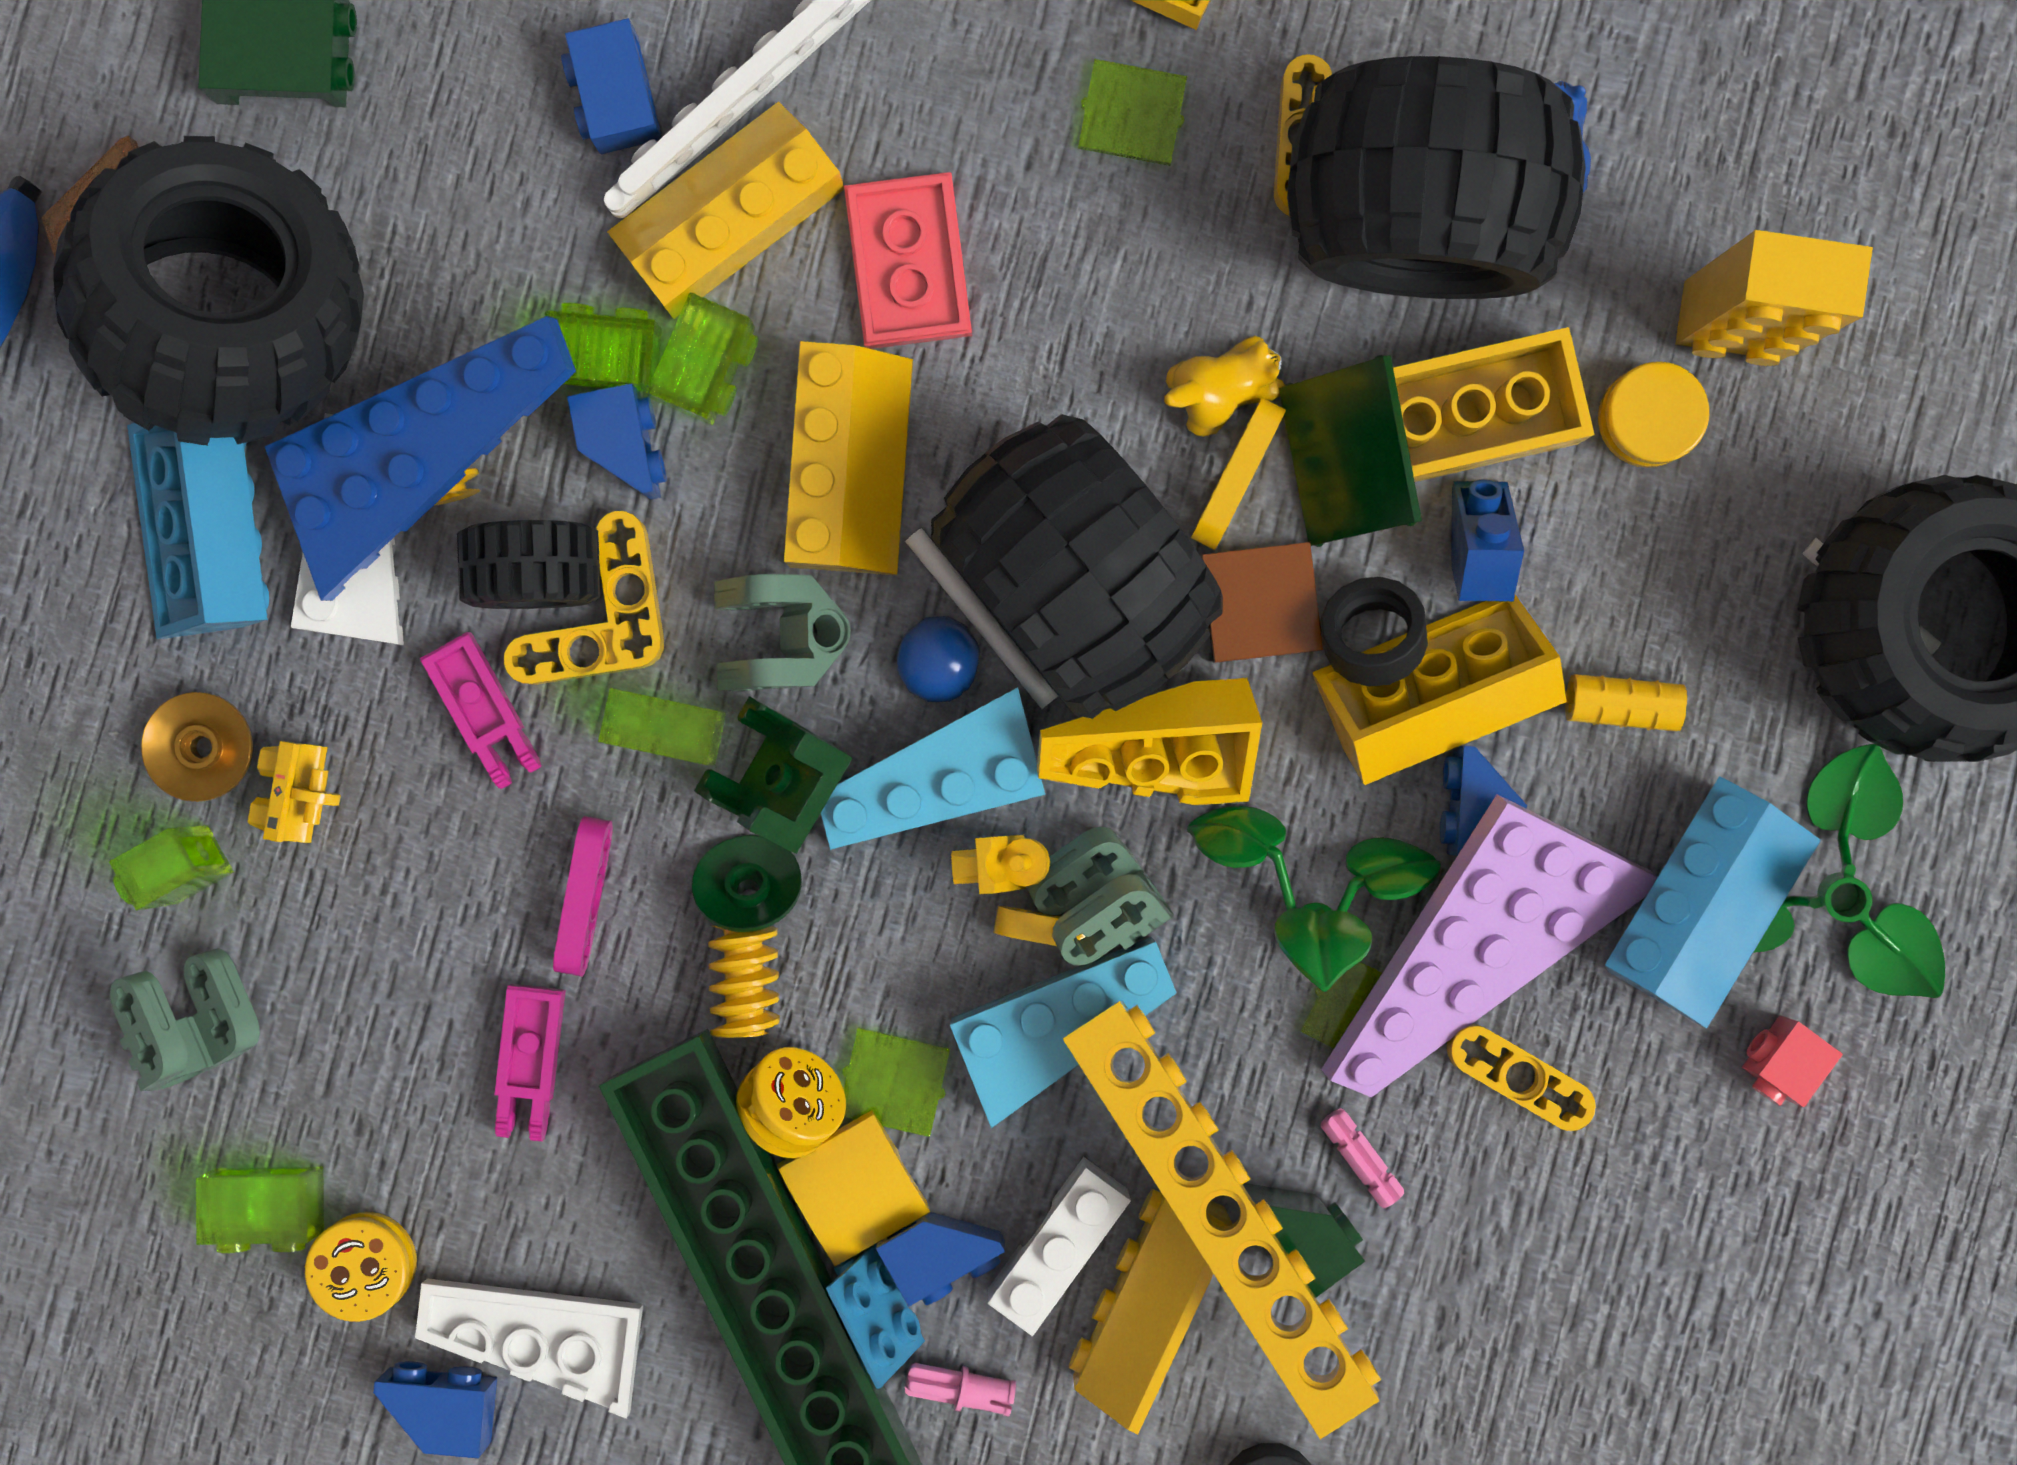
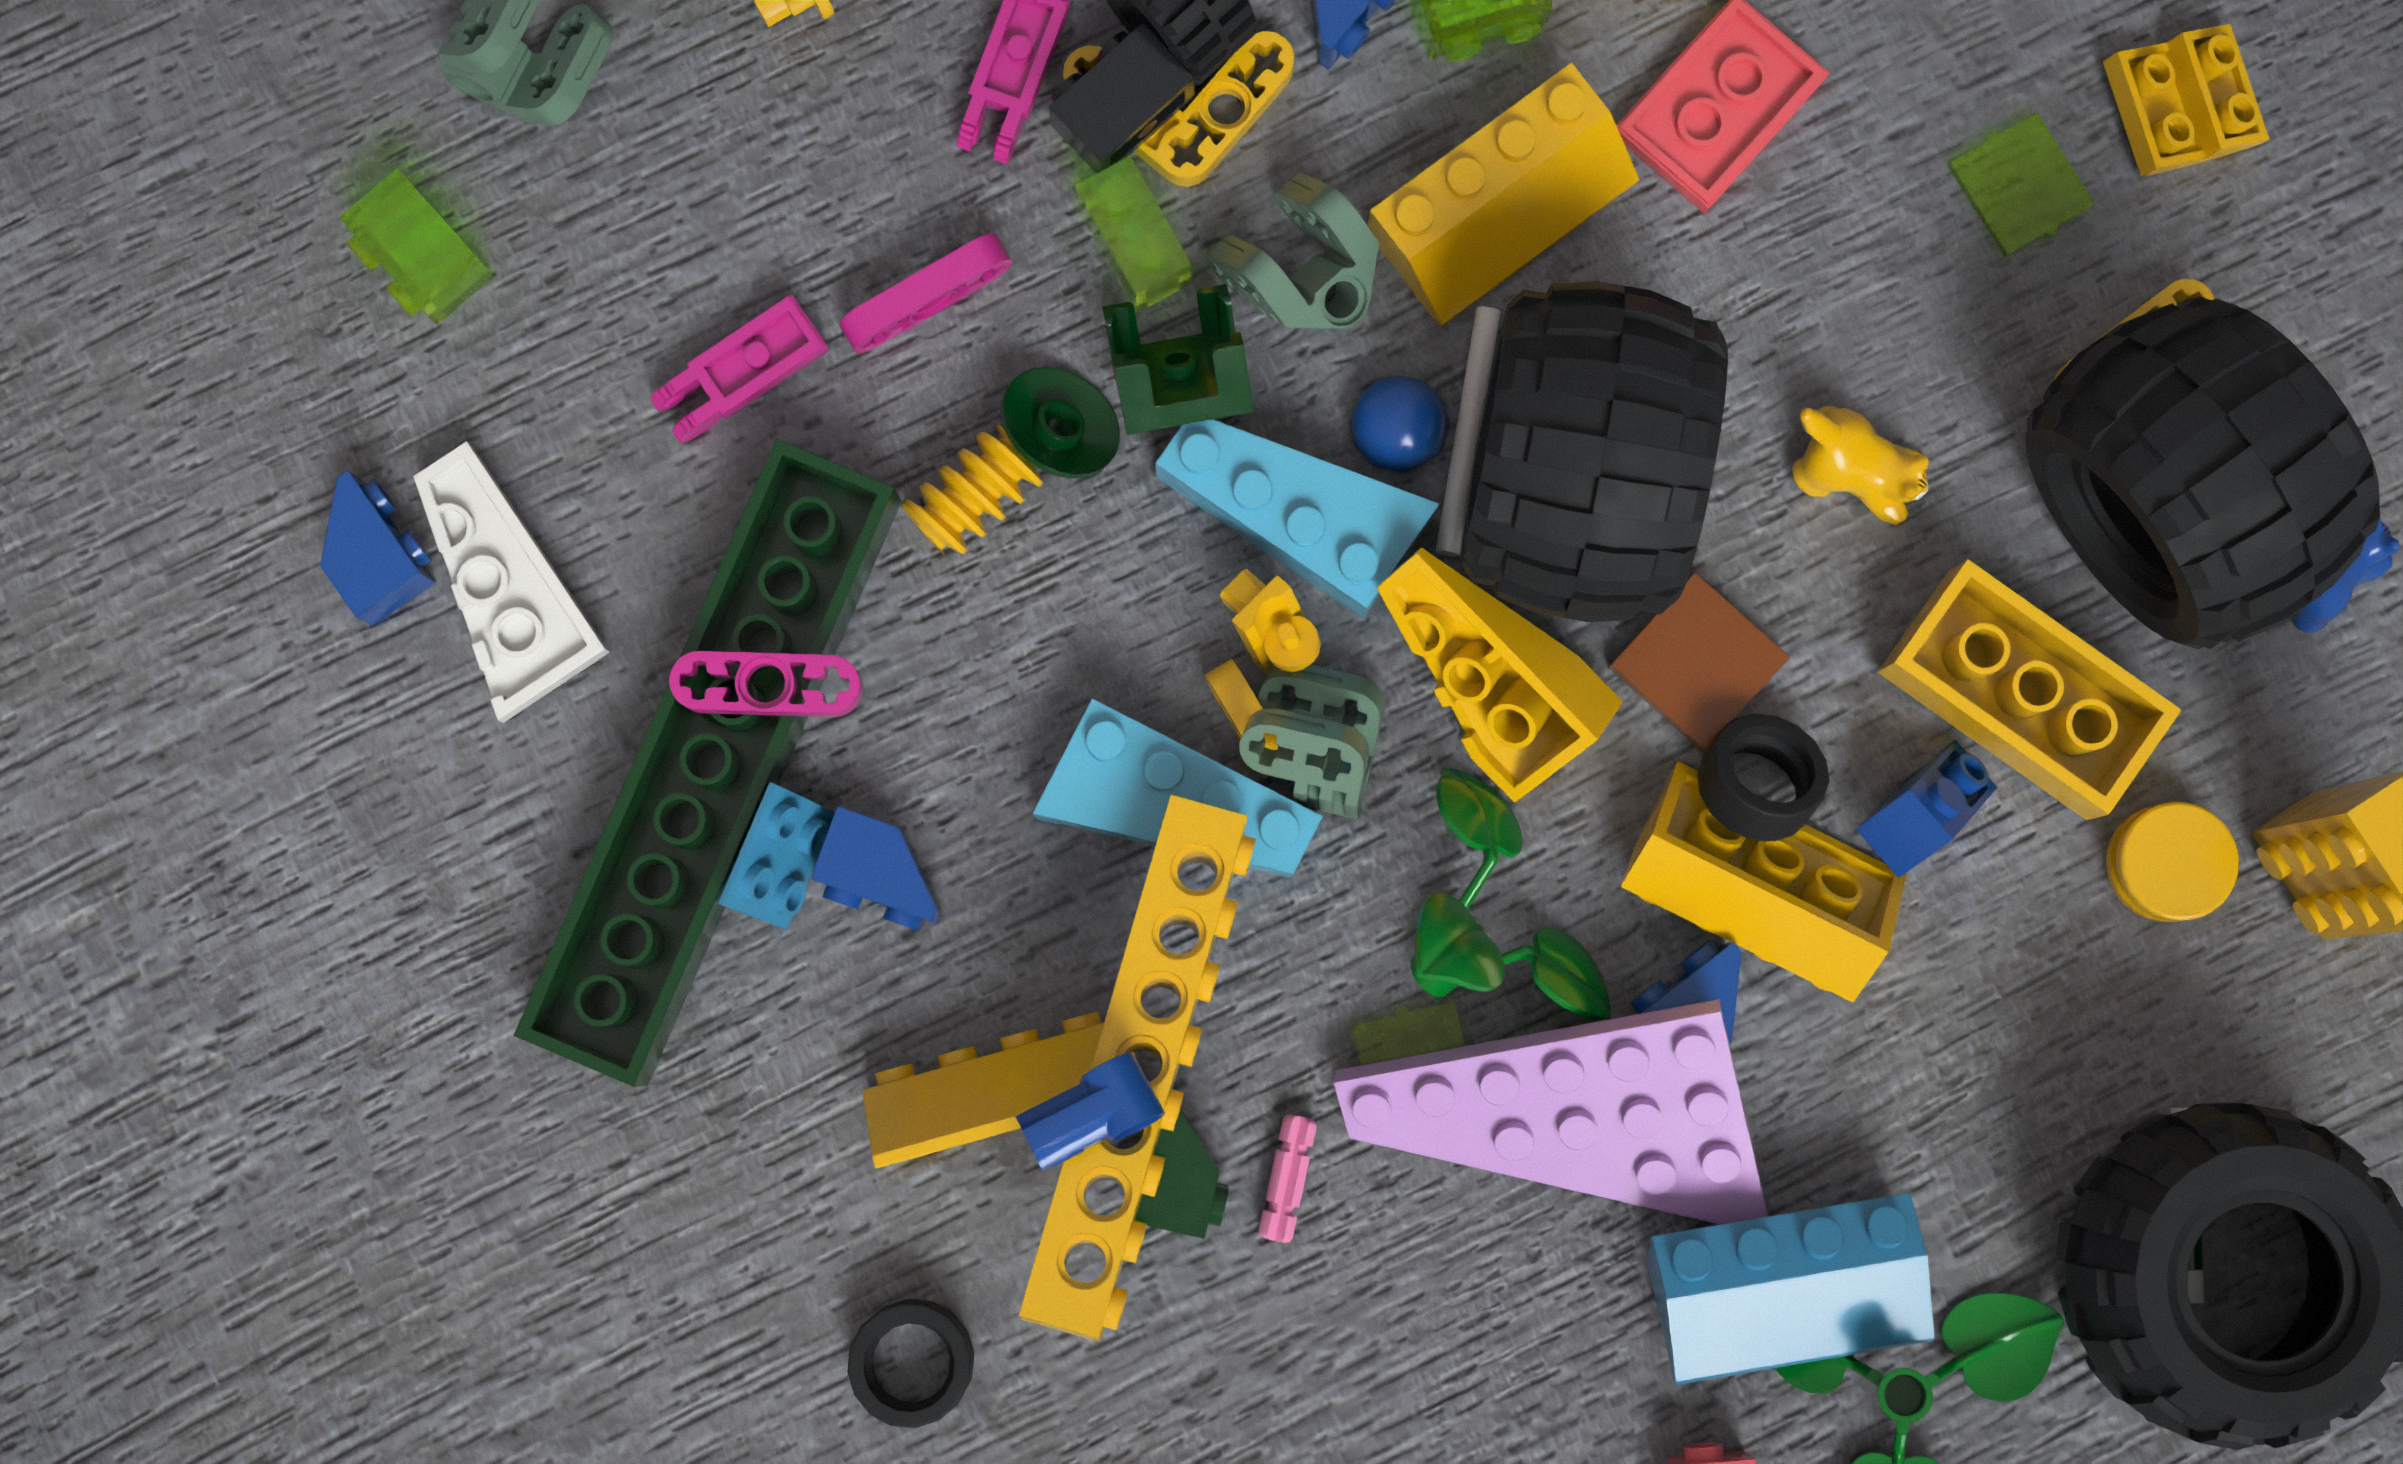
camera: 50 degrees right, 5 degrees down
(360, 1266) = (435, 378): yellow head -> none
(564, 659) = (1120, 98): none -> black brick
(741, 1273) = (717, 698): none -> dark pink beam
(791, 1102) = (902, 621): yellow head -> none
(854, 1189) = (875, 754): yellow slope -> none
(895, 1080) = (994, 704): clear neon green piece -> none
(960, 1388) = (773, 994): bright pink axle -> none
(1060, 1247) = (975, 968): white arch -> none
(1233, 1268) = (1106, 1104): none -> blue piece
(1238, 473) = (1793, 541): yellow beam -> none
(1350, 452) = (1900, 616): dark green piece -> none
(1547, 1109) = (1508, 1303): yellow beam -> none
(1626, 702) = (1898, 1059): yellow axle -> none

